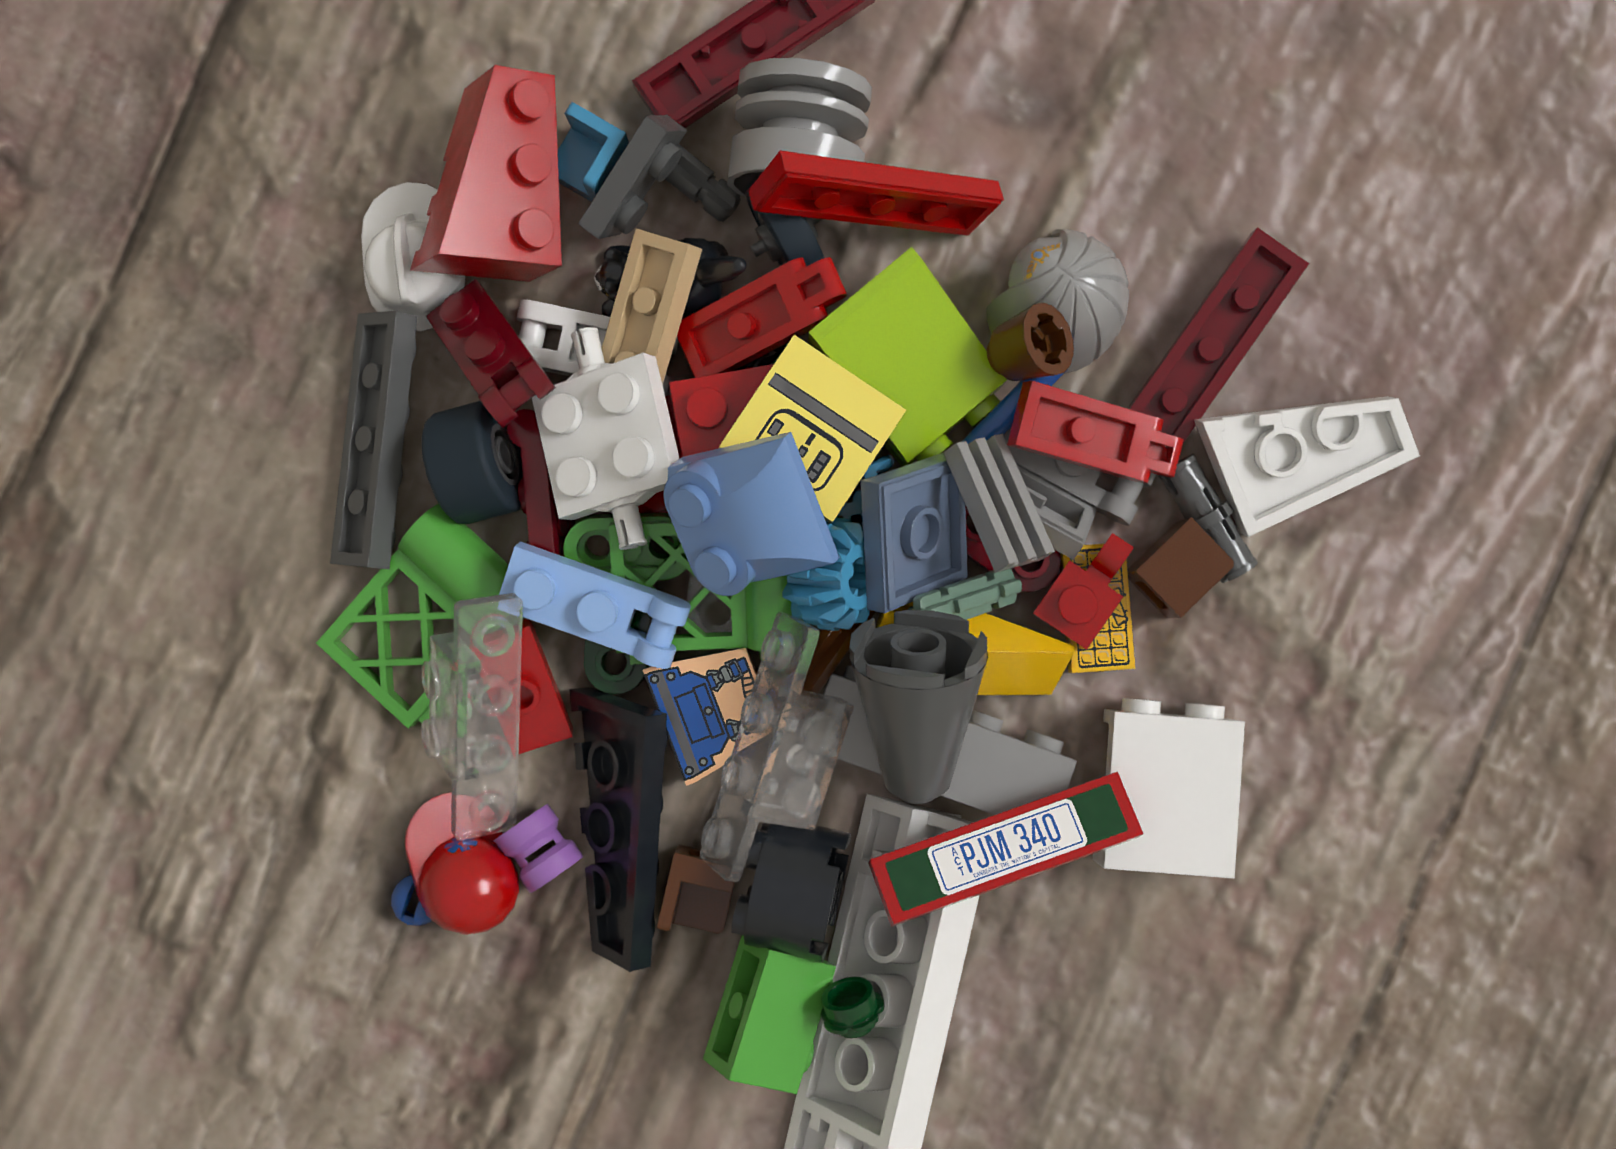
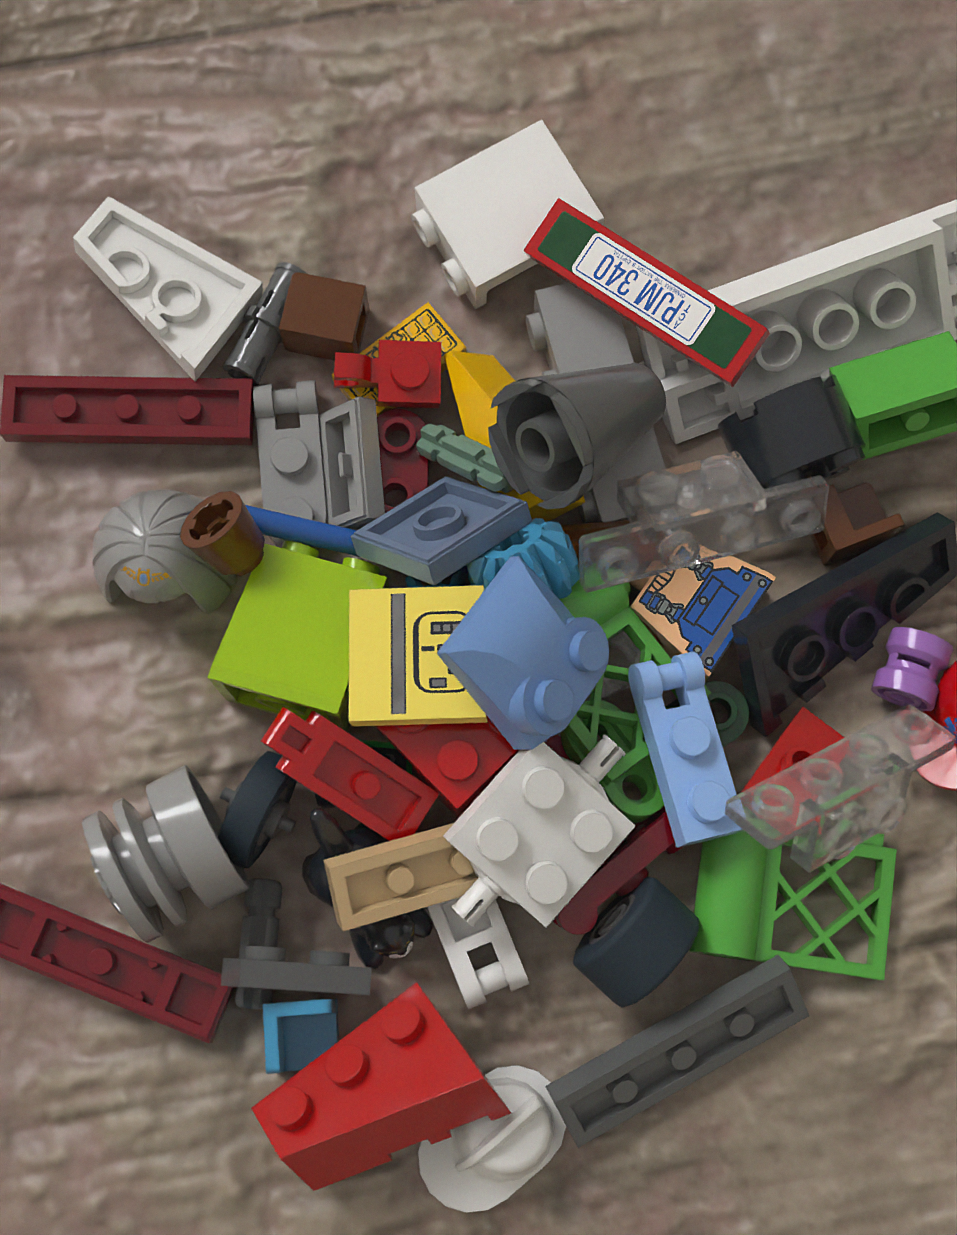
camera: 120 degrees left, 10 degrees down
(489, 352) = (533, 994): dark red plate -> none
(851, 1007) = (852, 331): dark green plate -> none
(873, 194) = (181, 747): red tile -> none
(998, 502) = (372, 477): light grey tile -> none
(1092, 434) = (264, 446): red hinge -> none

